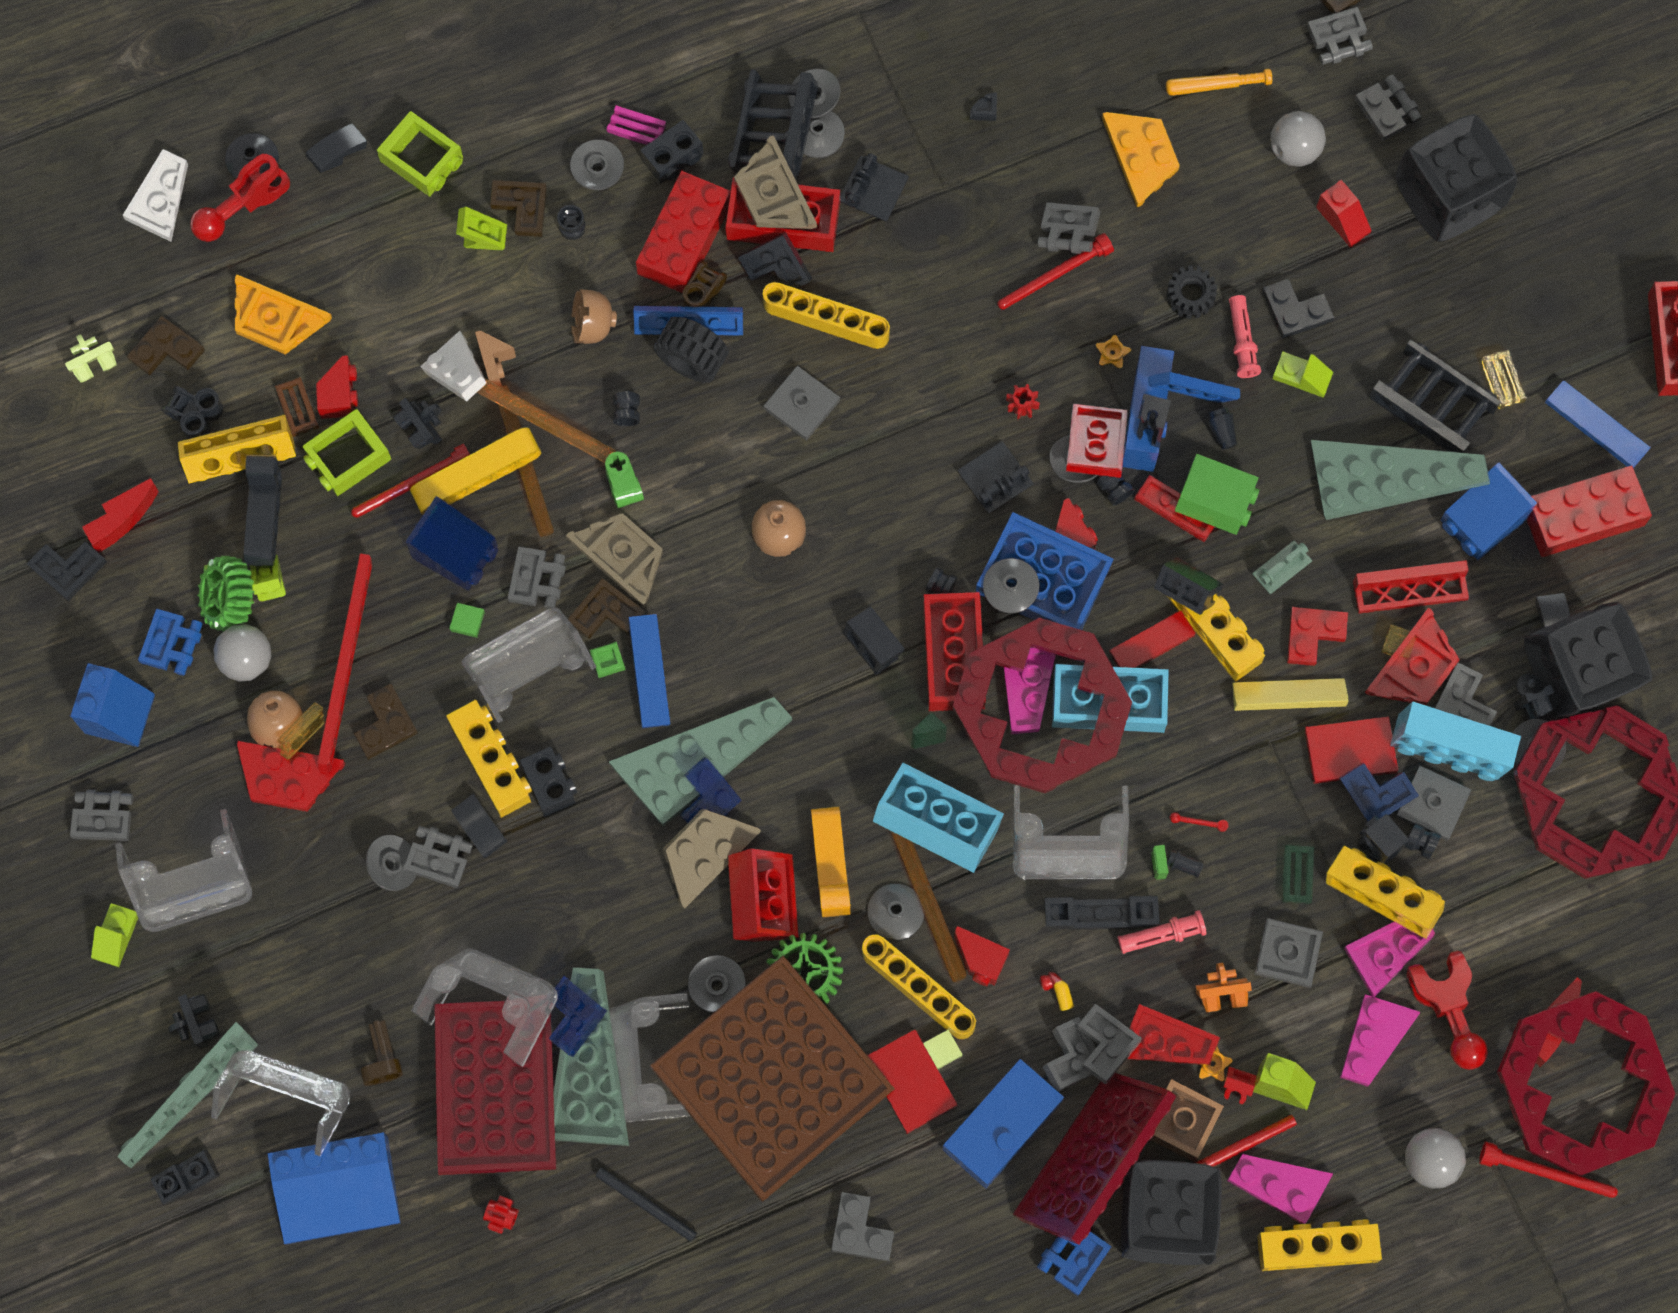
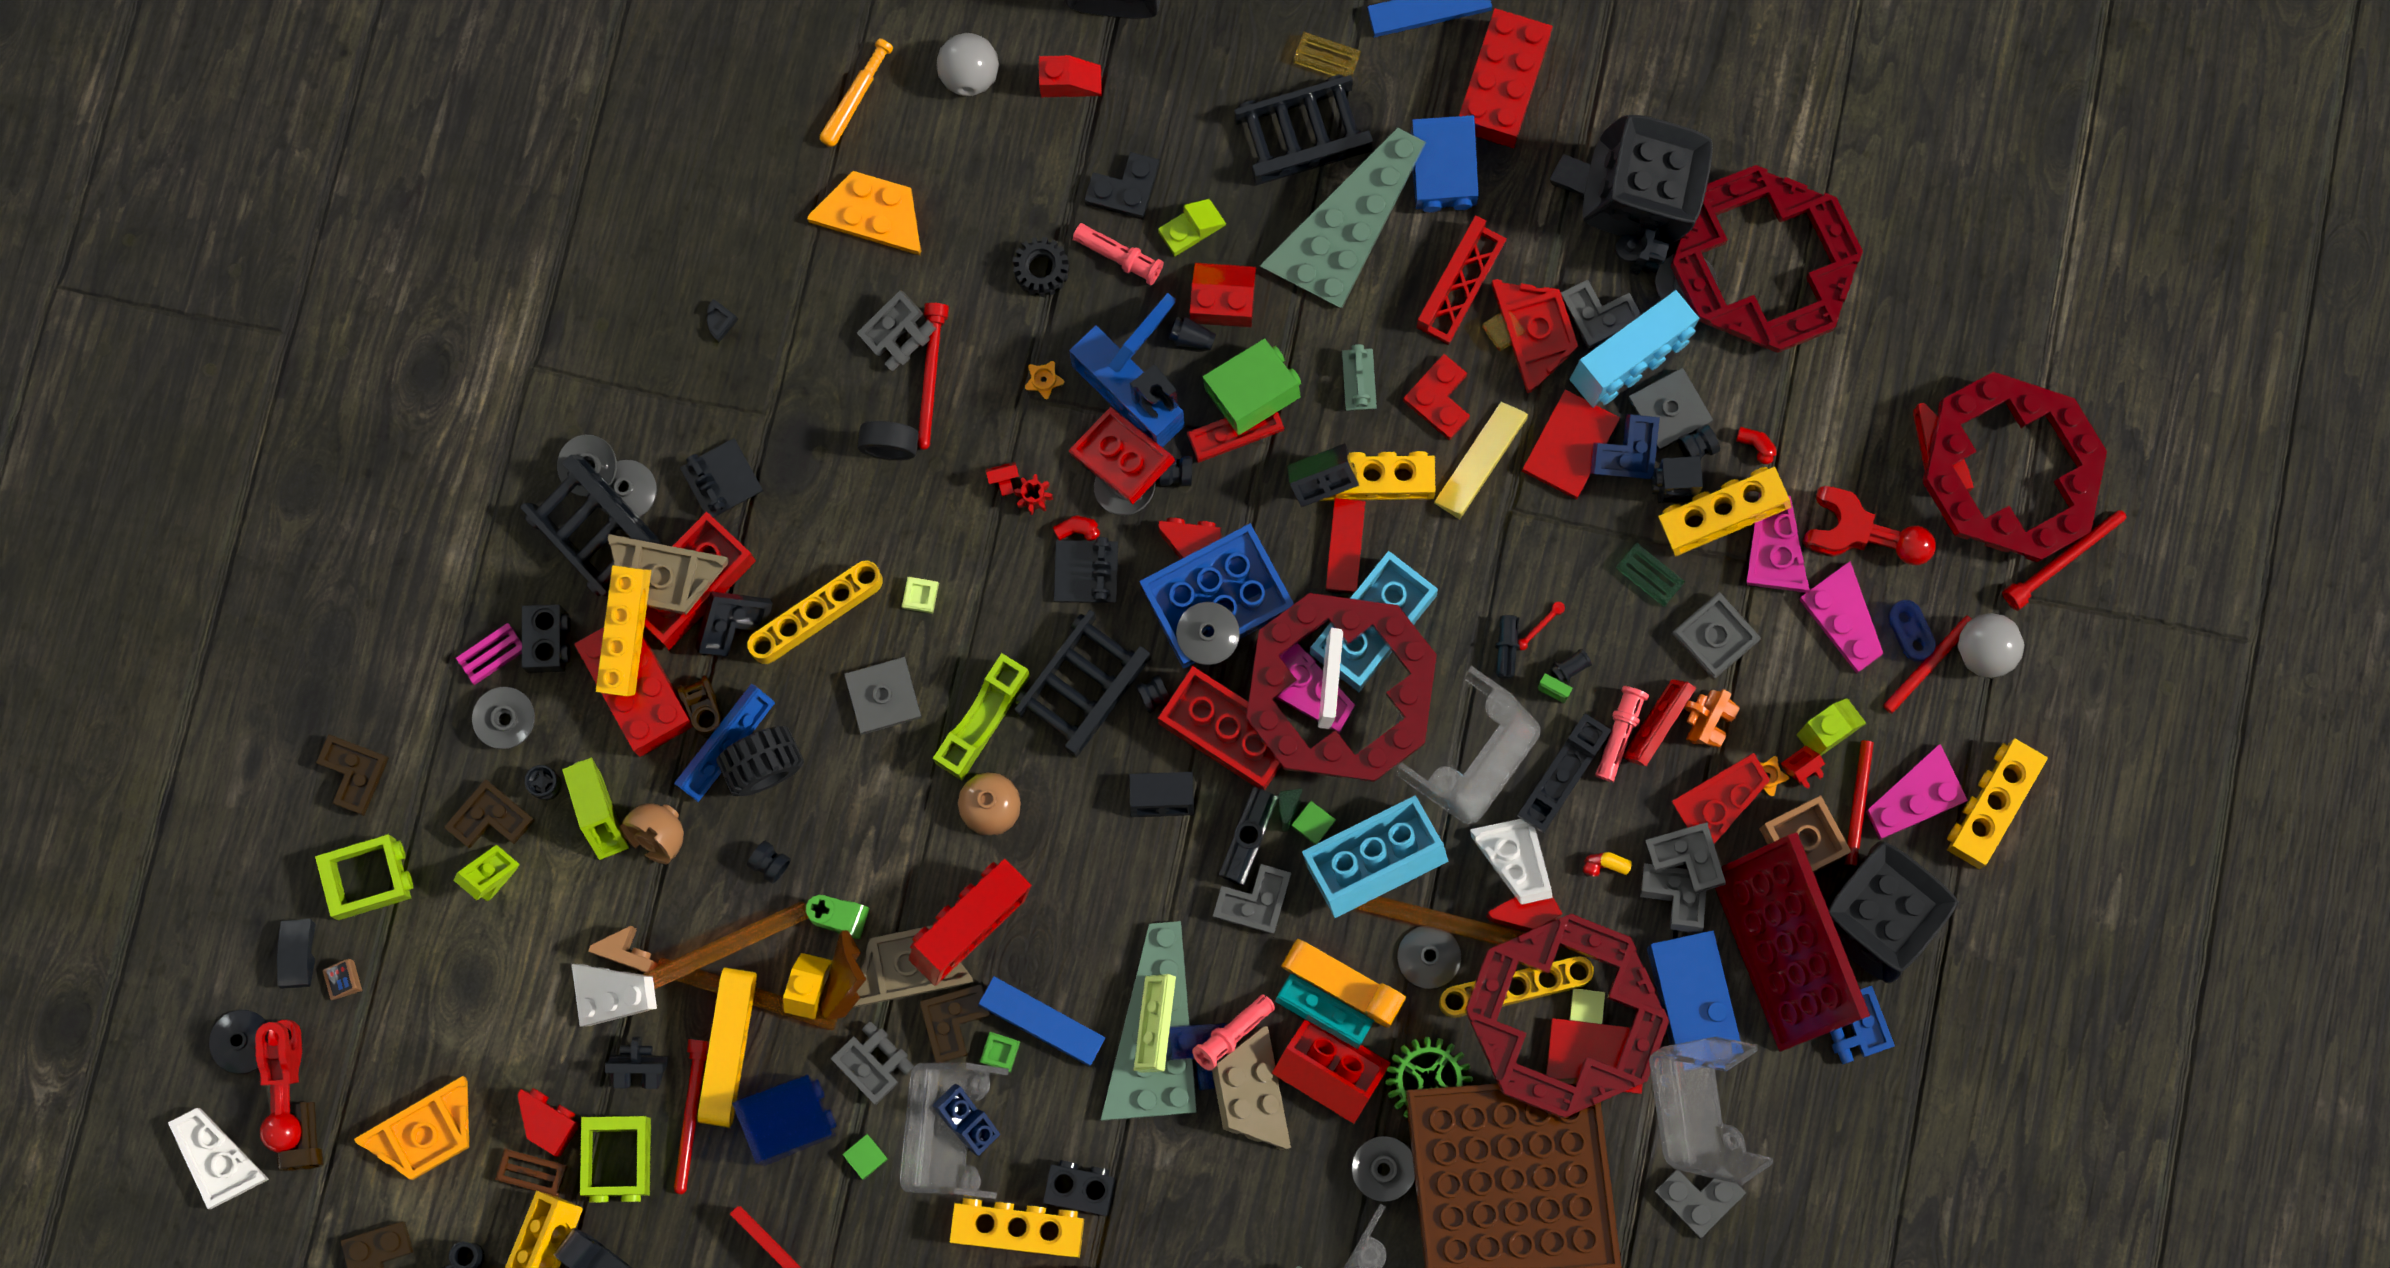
camera: 50 degrees left, 5 degrees up
(205, 253) = (307, 1154): none -> dark brown piece
(341, 191) = (342, 979): none -> slope
(491, 101) = (360, 768): none -> dark brown plate
(541, 669) = (965, 1120): none -> dark blue slope
(557, 493) = (806, 985): none -> yellow slope
(567, 521) = (843, 979): none -> reddish brown slope
(577, 267) = (594, 808): none -> lime slope
(681, 567) = (969, 922): none -> red brick
(703, 747) = (1154, 1023): none -> yellowish green tile
(712, 190) = (623, 630): none -> yellow brick
(727, 804) = (1224, 1039): none -> coral pin
(801, 863) = (1324, 1011): none -> teal tile
(843, 766) = (1258, 909): none -> dark grey plate
(864, 476) = (992, 703): none -> lime arch
(870, 726) = (1255, 817): none -> black piece
(889, 1087) = (1503, 1043): none -> dark red plate
(892, 378) = (920, 595): none -> yellowish green tile
(899, 554) = (1094, 711): none -> black fence
(919, 1175) = (1691, 1112): none -> clear windscreen
(932, 761) = (1313, 823): none -> bright green tile
(984, 275) = (888, 440): none -> black tyre
(1012, 920) = (1516, 857): none -> white wing
(1019, 372) = (1003, 475): none -> red tile
(1024, 447) = (1077, 524): none -> red arm
(1041, 689) = (1330, 678): none -> white tile
(1166, 807) = (1507, 646): none -> black axle
(1191, 954) = (1659, 722): none -> red tile
(1269, 429) = (1222, 294): none -> red slope
(1378, 1124) = (1925, 667): none -> red bar
(1403, 1095) = (1914, 630): none -> clear blue plate
(1459, 886) = (1760, 441): none -> red arm

